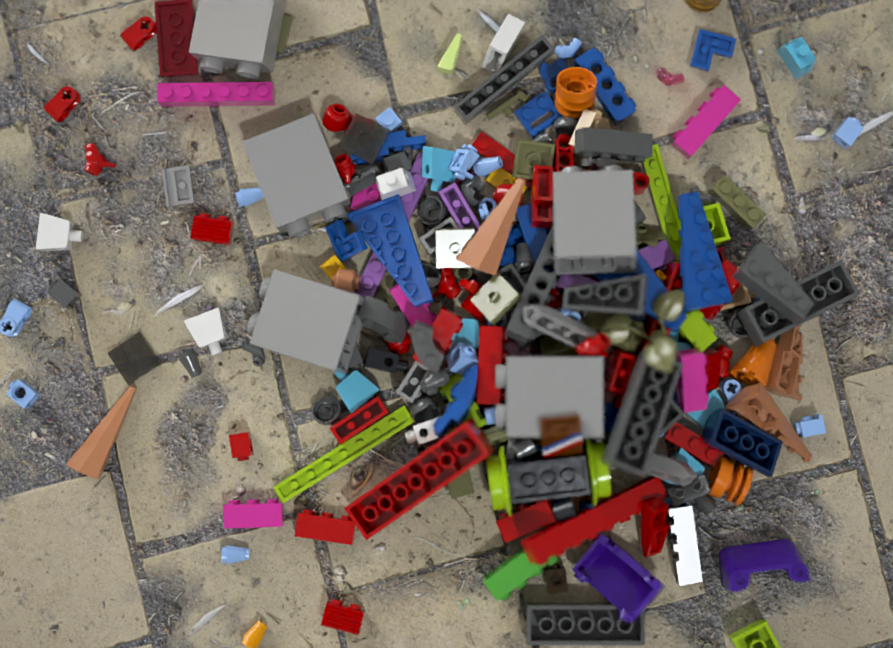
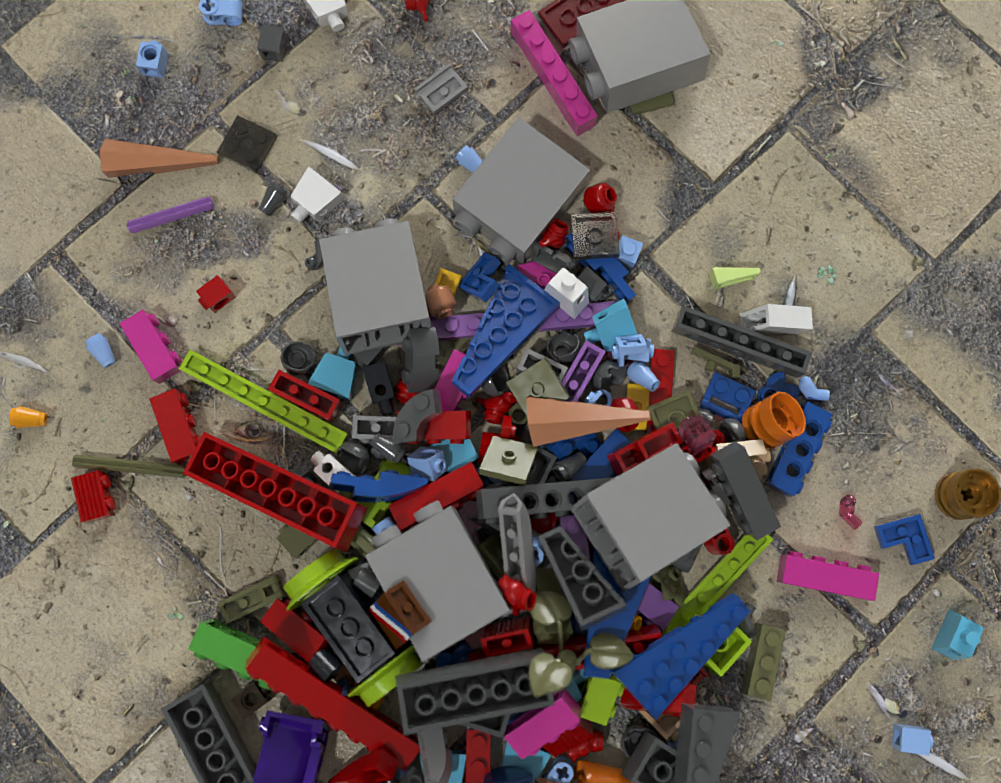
camera: 60 degrees right, 5 degrees down
(157, 446) = (170, 214): none -> medium lavender axle
(212, 230) = (416, 144): red brick -> none
(334, 579) = (130, 466): none -> olive axle
(485, 541) = (251, 599): none -> olive plate
(550, 148) = (698, 426): none -> clear pink brick

